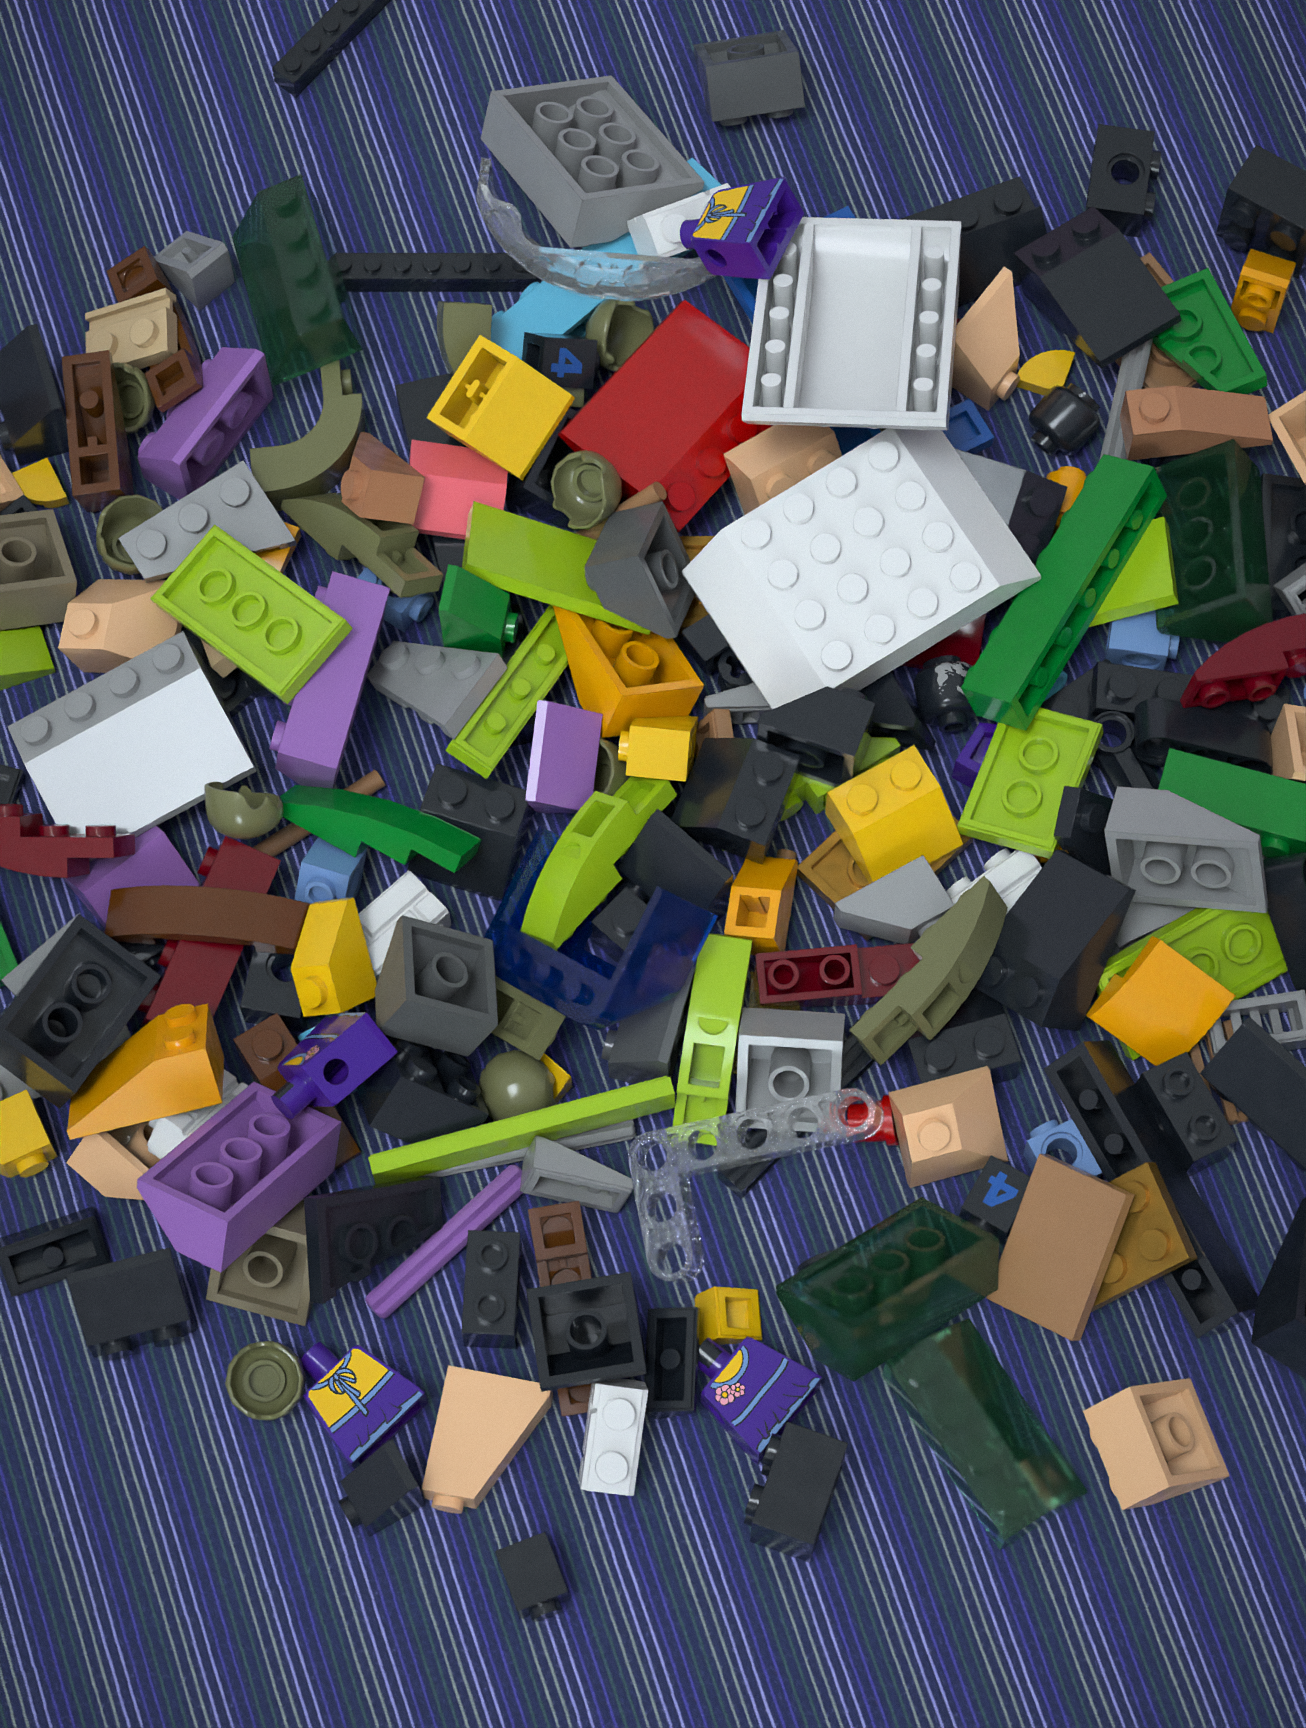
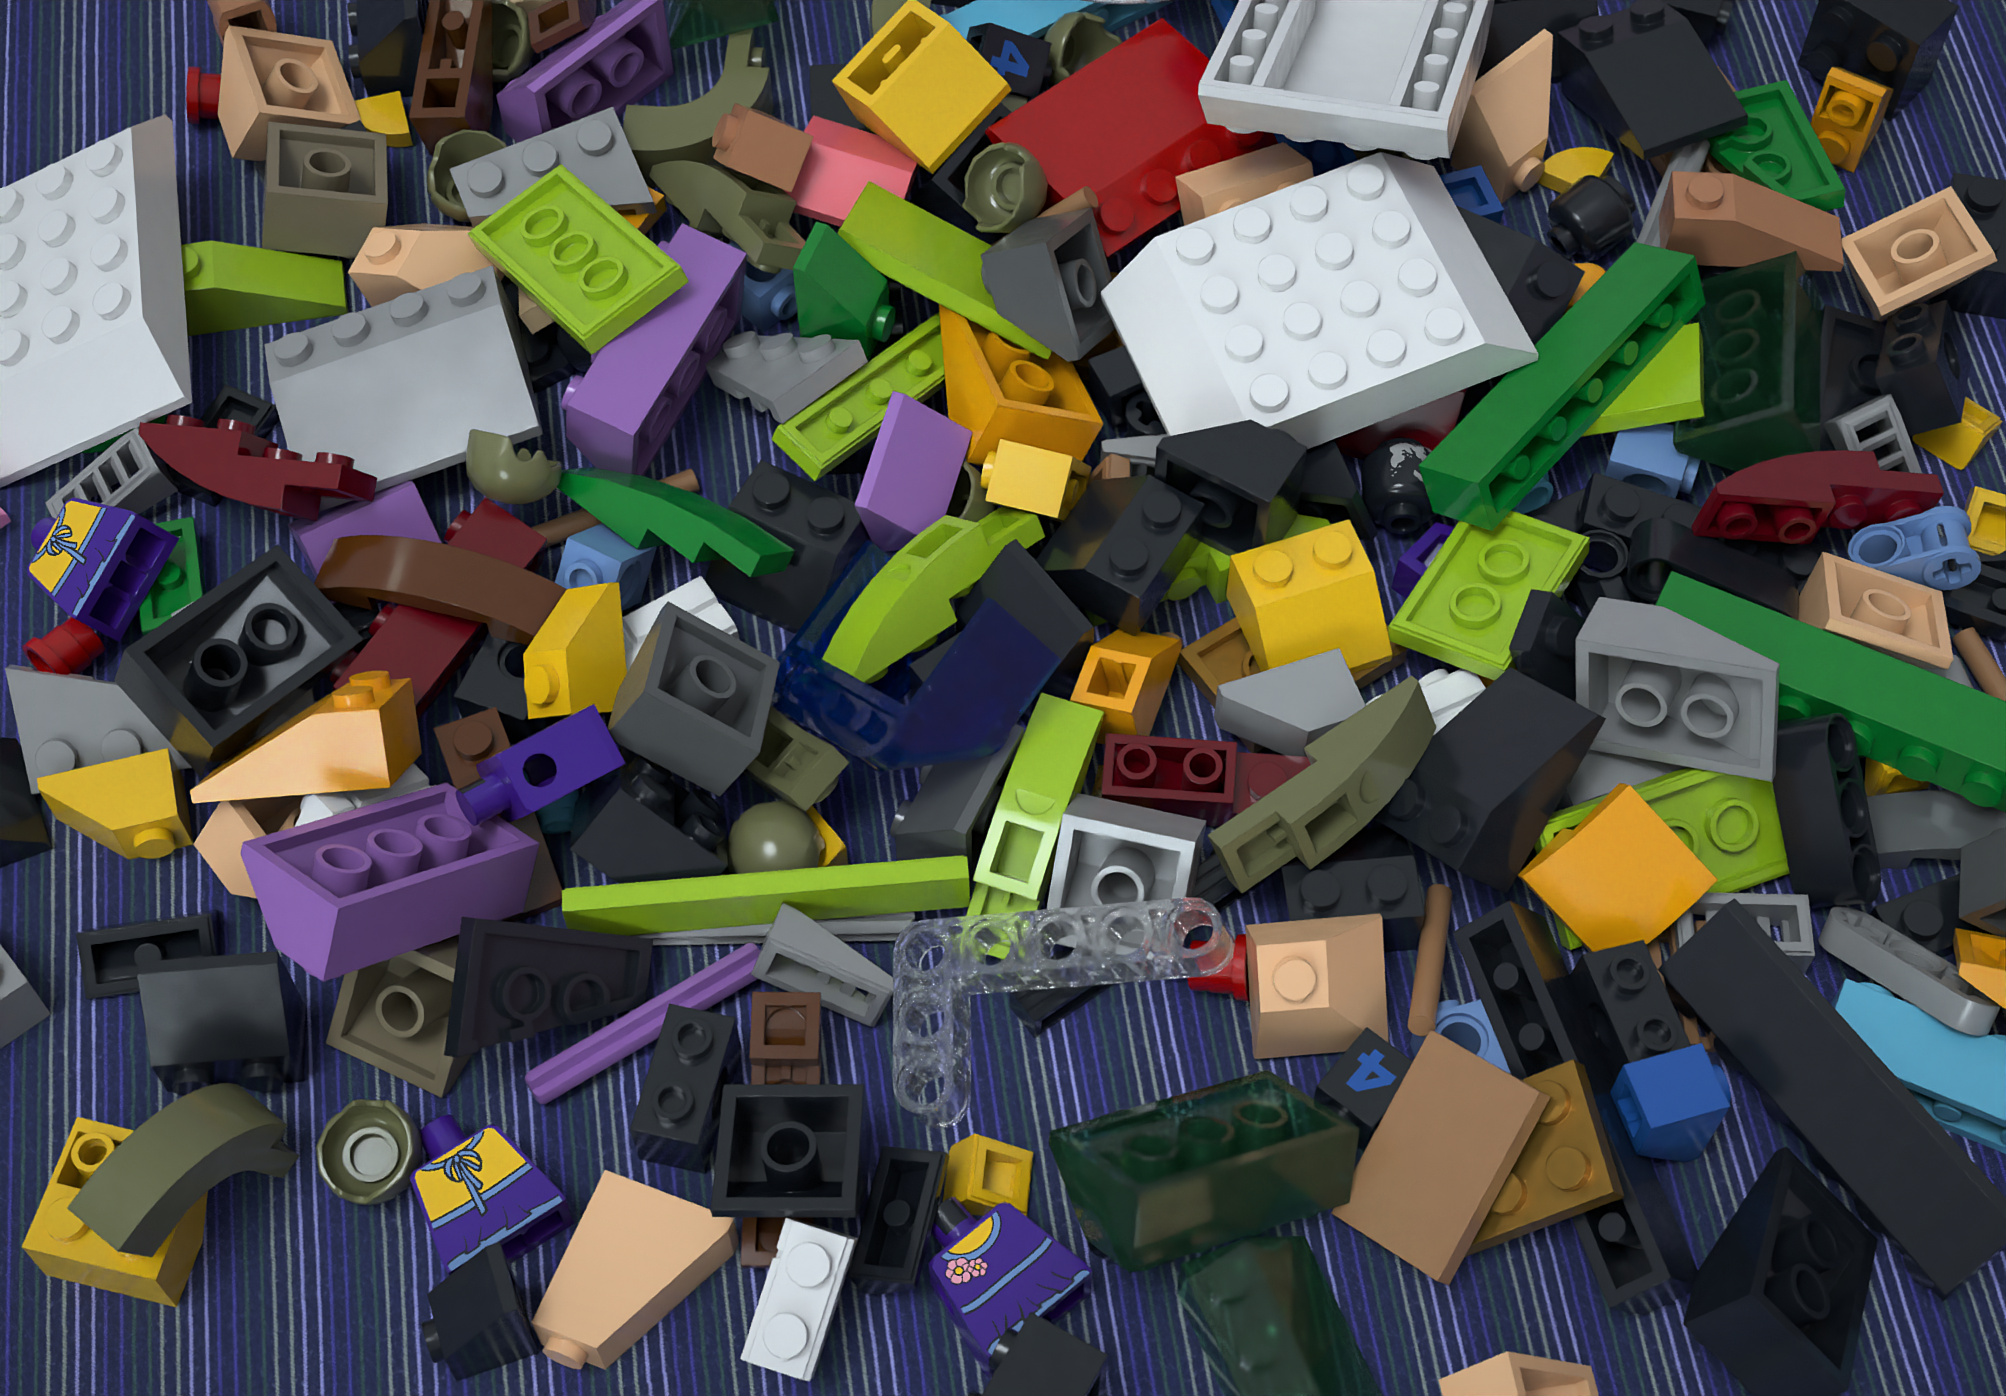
camera: 10 degrees right, 10 degrees down
(95, 1458) = (75, 1253): none -> yellow slope
(138, 1422) = (175, 1160): none -> olive arch
(1029, 1091) = (1430, 960): none -> medium nougat bar
(1223, 1177) = (1672, 1103): none -> blue slope

